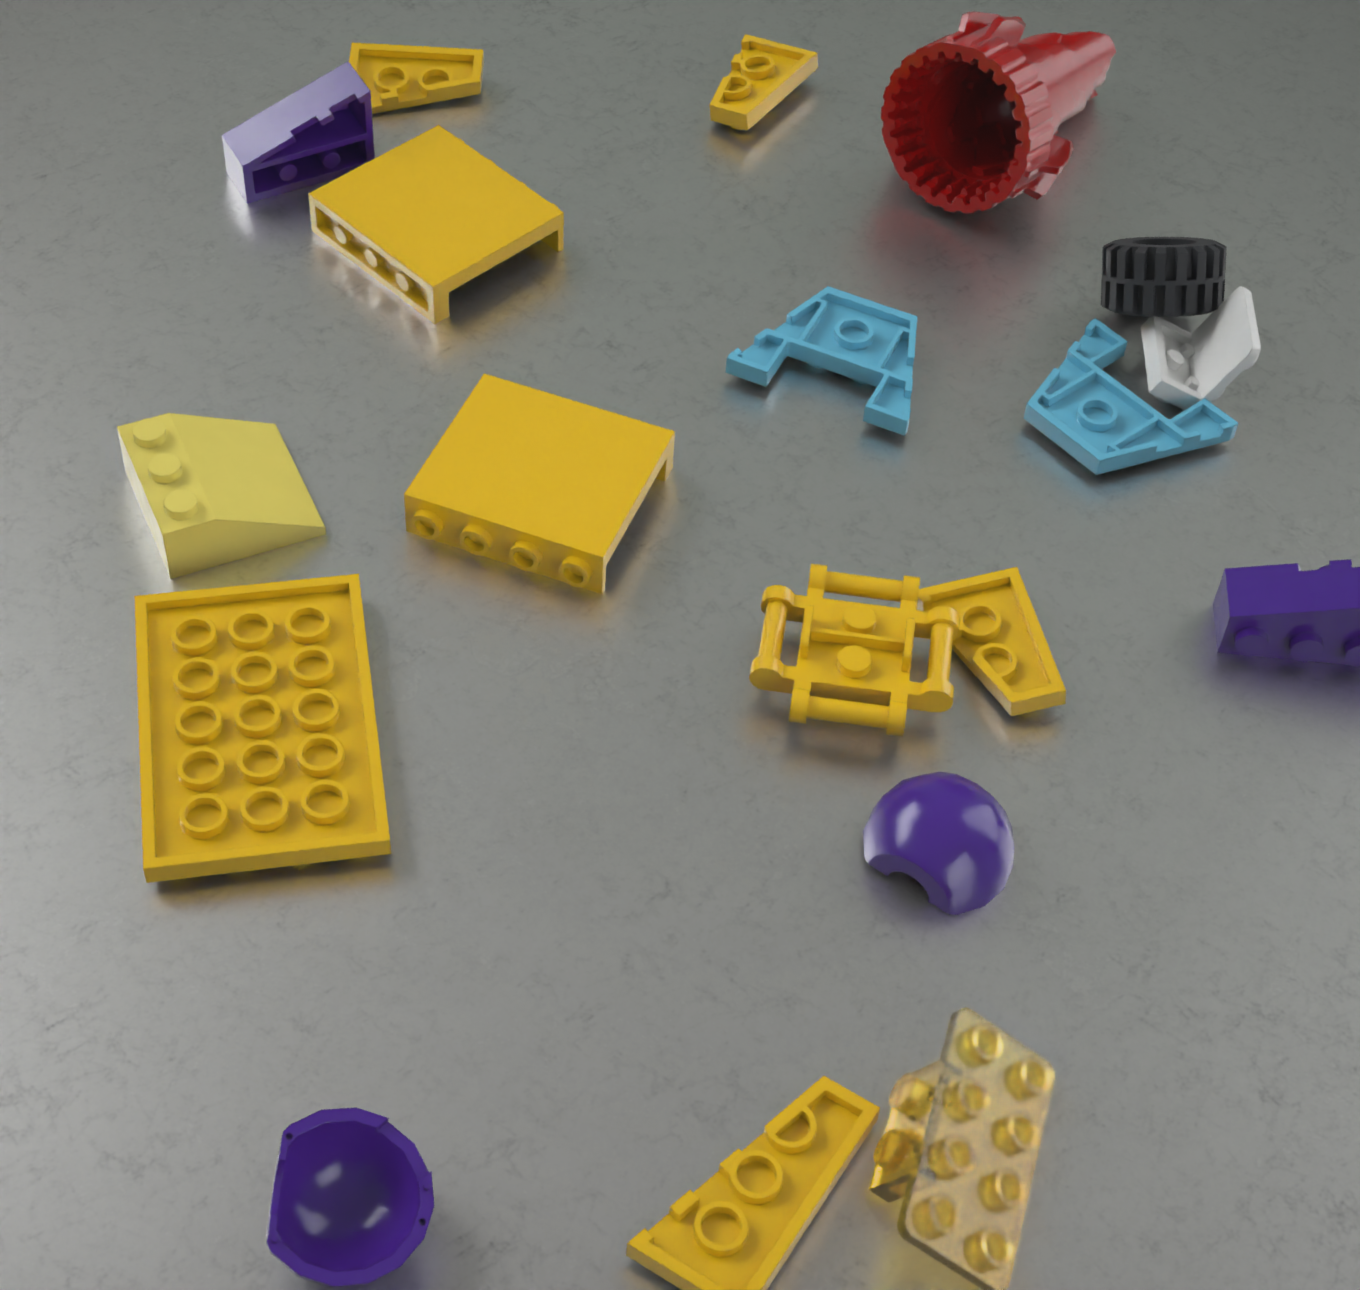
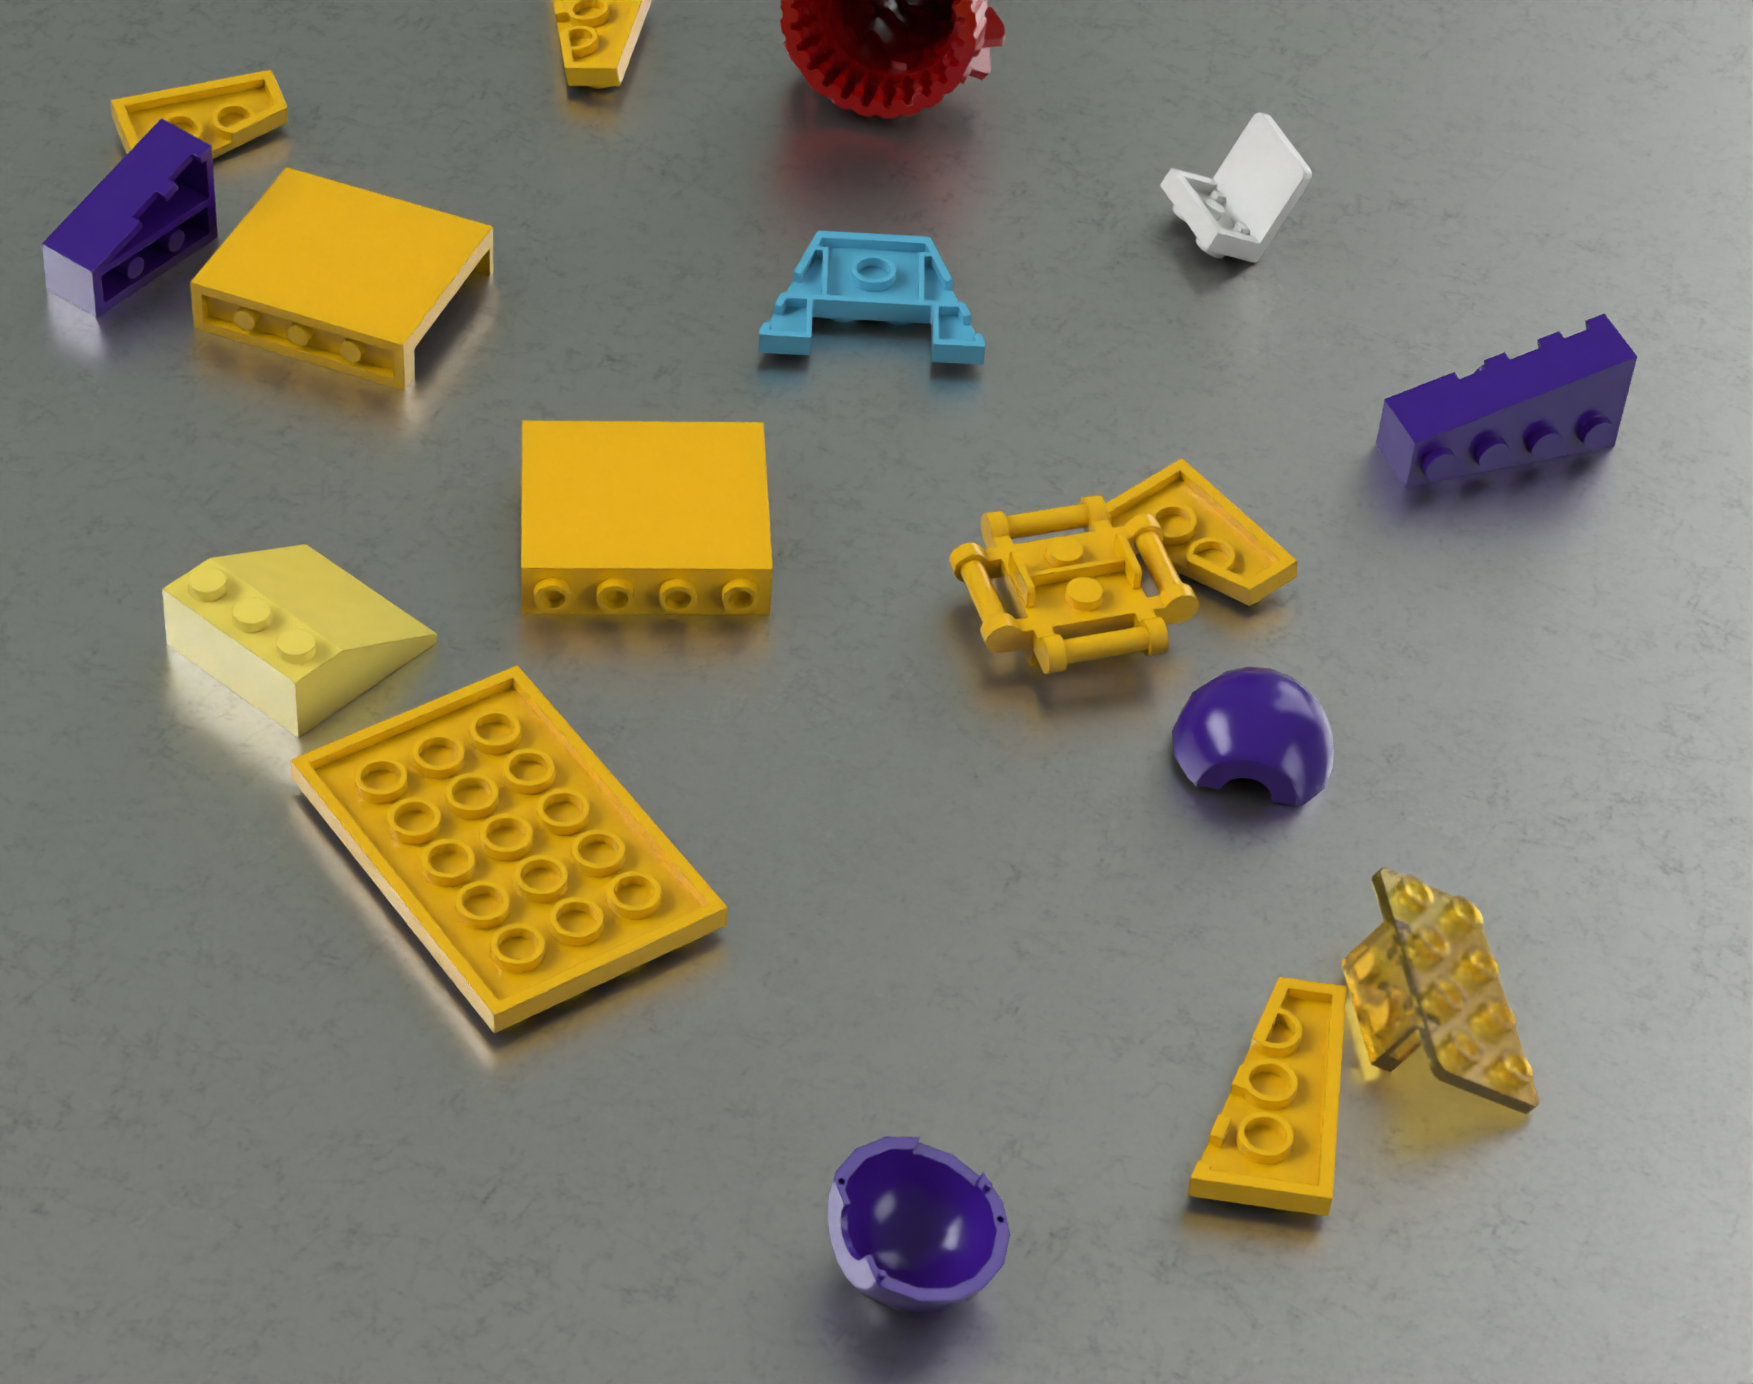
camera: 25 degrees left, 5 degrees down
(1105, 421) = (1176, 291): medium azure wing -> none
(1163, 276) = (1164, 125): black tyre -> none

